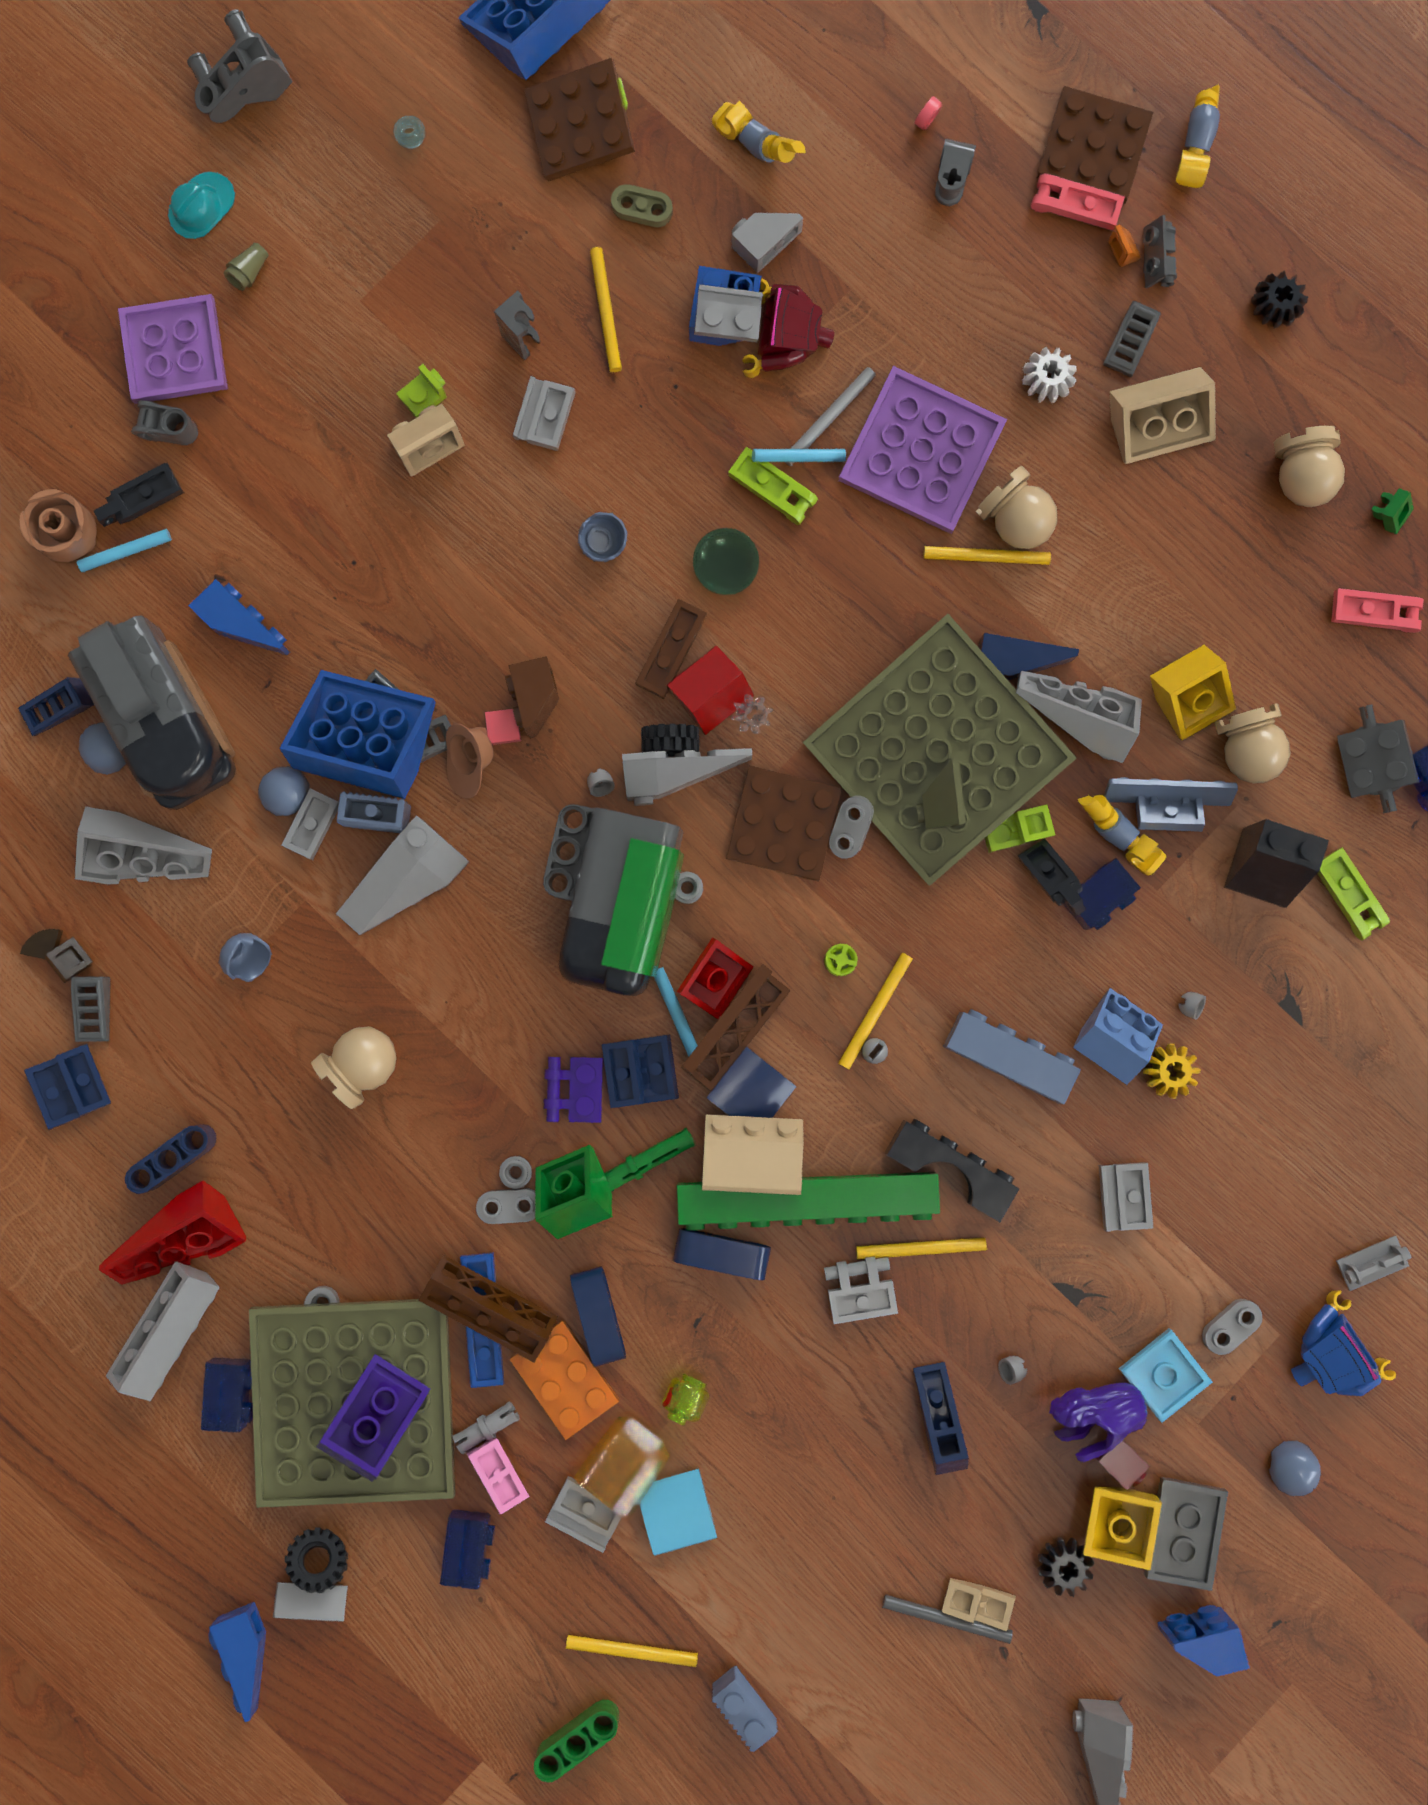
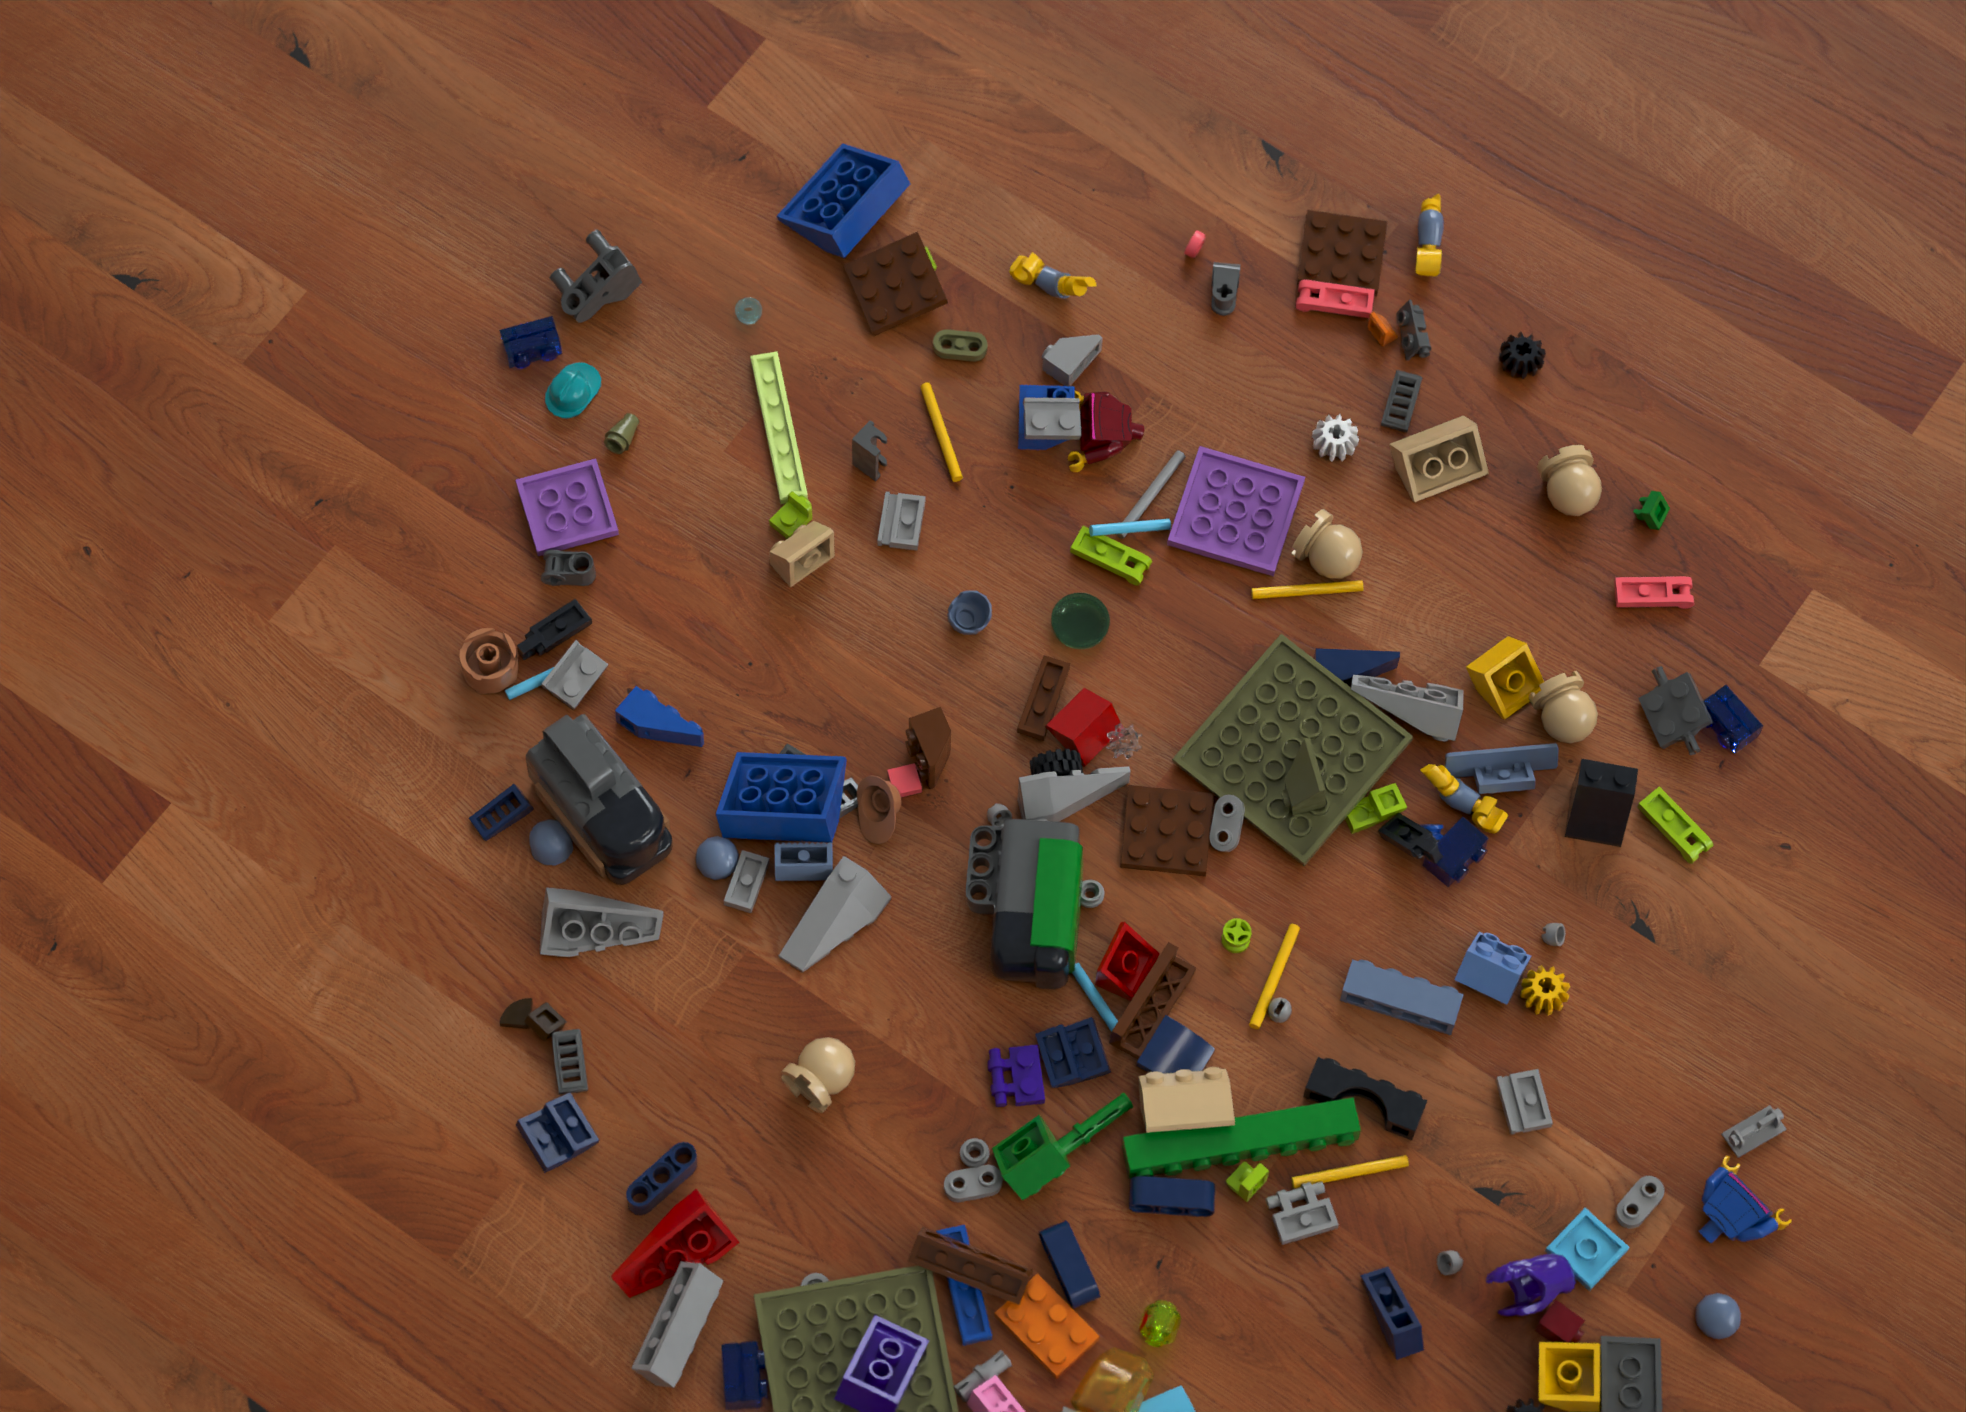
camera: 10 degrees left, 20 degrees down
(154, 553) = (574, 675): none -> light grey plate
(157, 141) = (531, 342): none -> clear blue brick
(244, 956) = (705, 997): sand blue hair -> none
(424, 279) = (778, 425): none -> yellowish green tile
(806, 1247) = (1247, 1180): none -> lime bracket
(1079, 865) = (1435, 829): none -> blue bush

